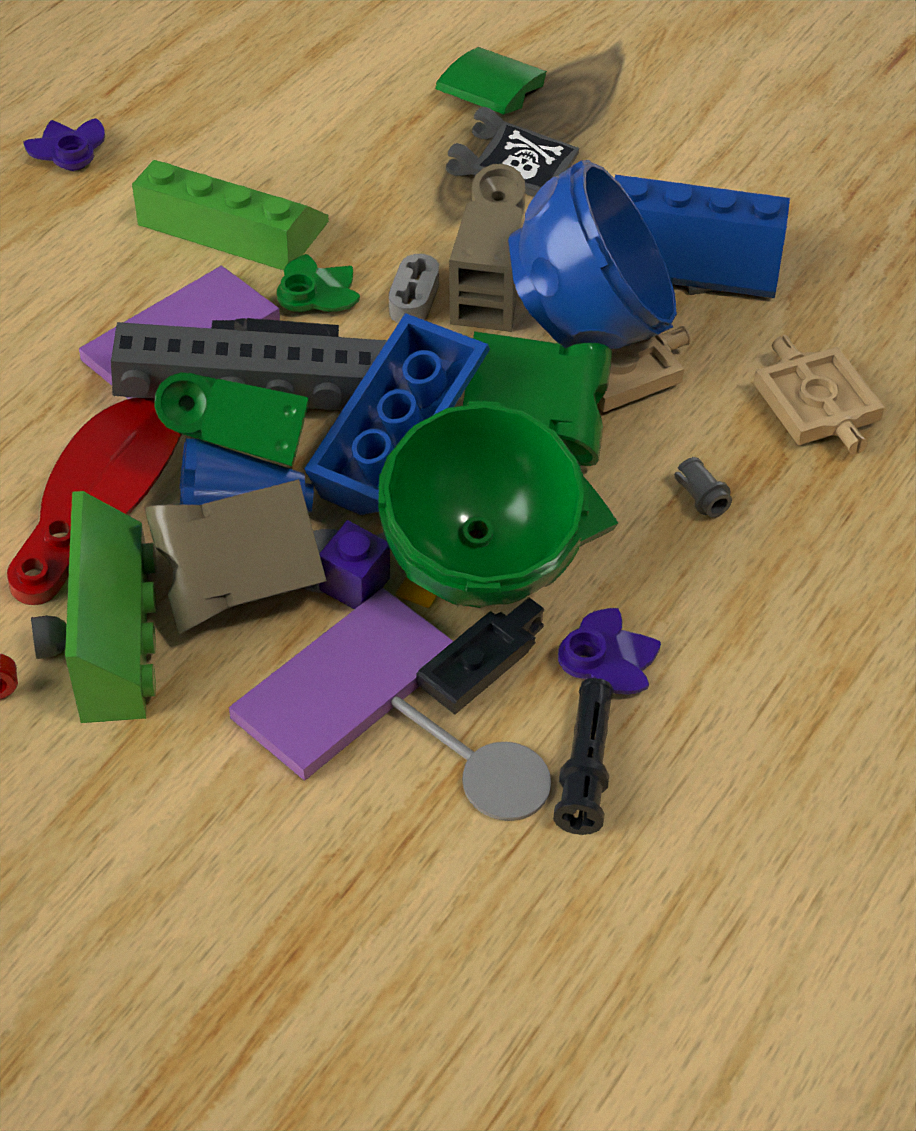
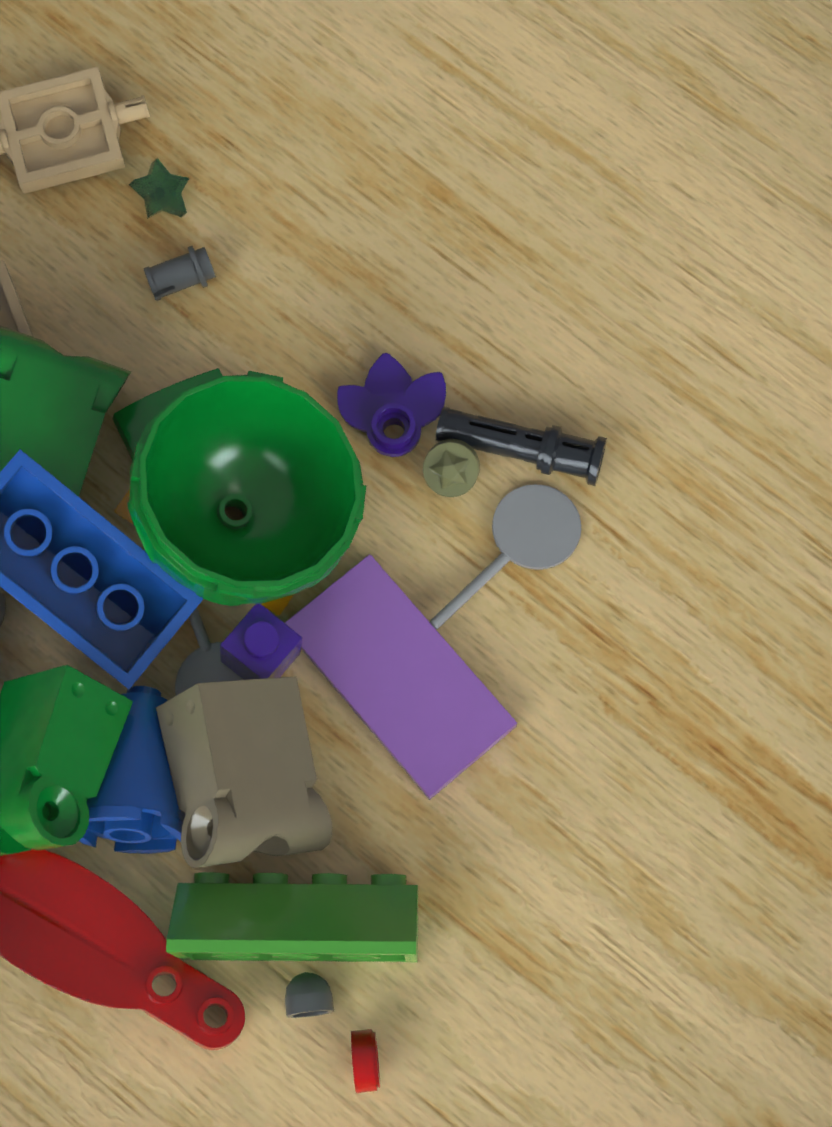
camera: 80 degrees left, 25 degrees up
(481, 655) = (400, 540): black hinge -> none
(551, 698) = (451, 468): none -> olive tile
(779, 466) = (161, 190): none -> clear green piece

